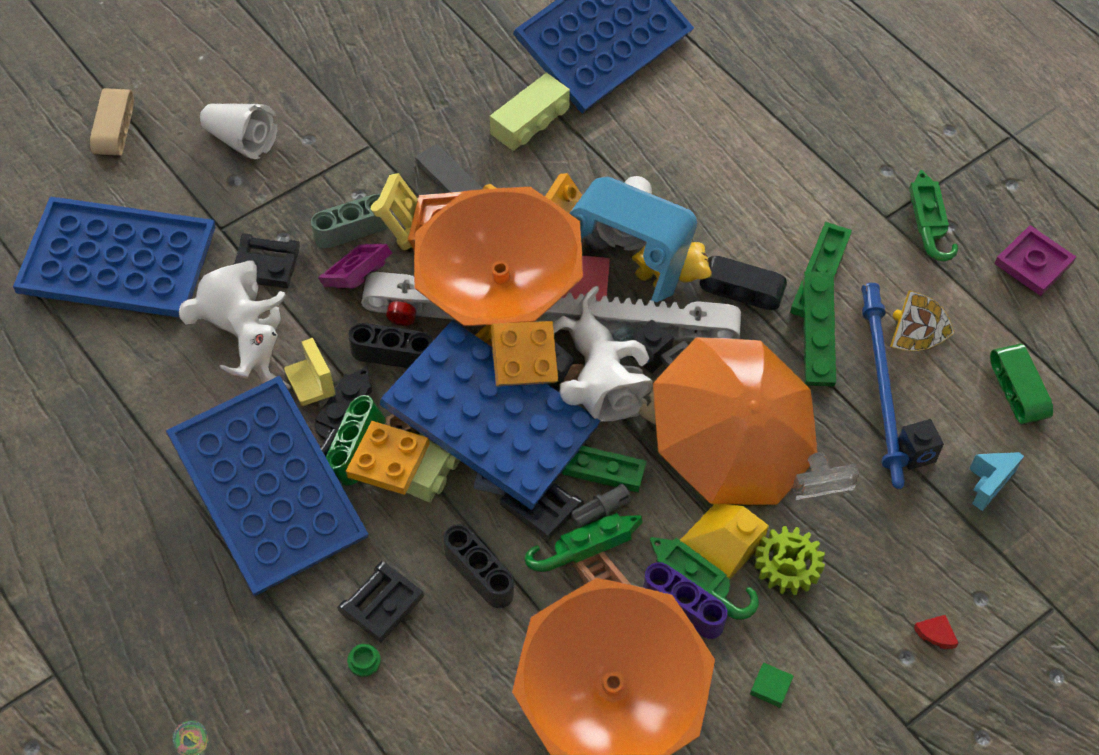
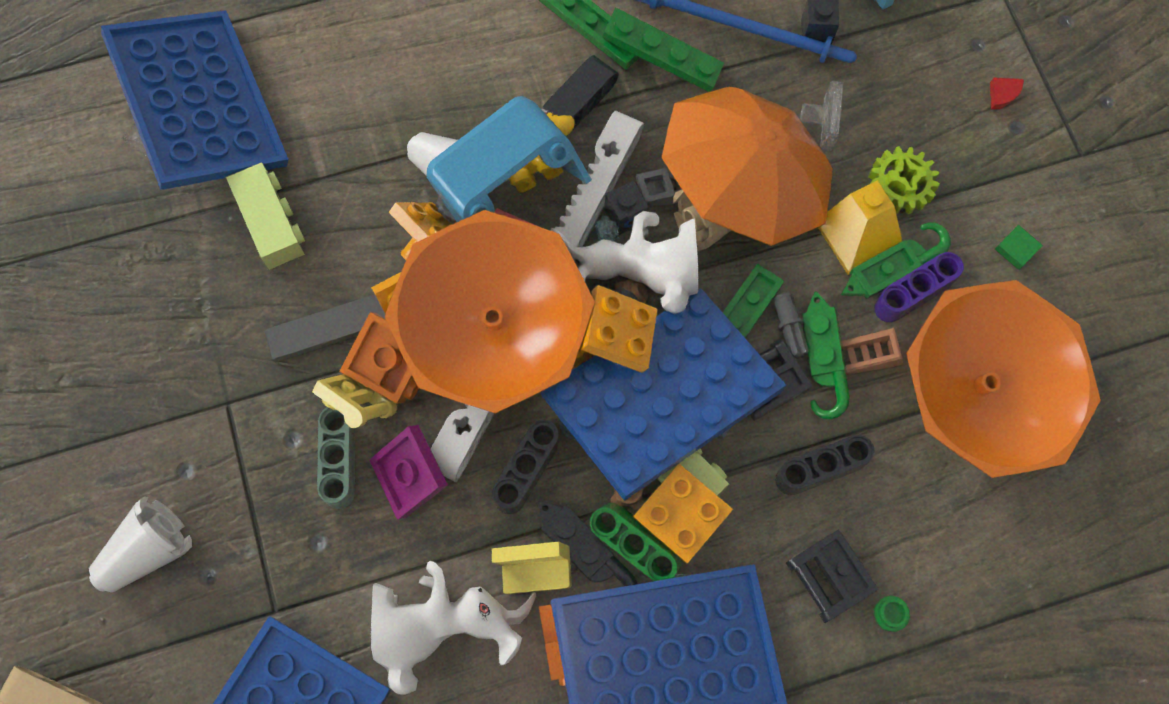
camera: 70 degrees left, 15 degrees up
(270, 269) = (356, 578): black plate -> none
(401, 313) = (486, 443): red tile -> none

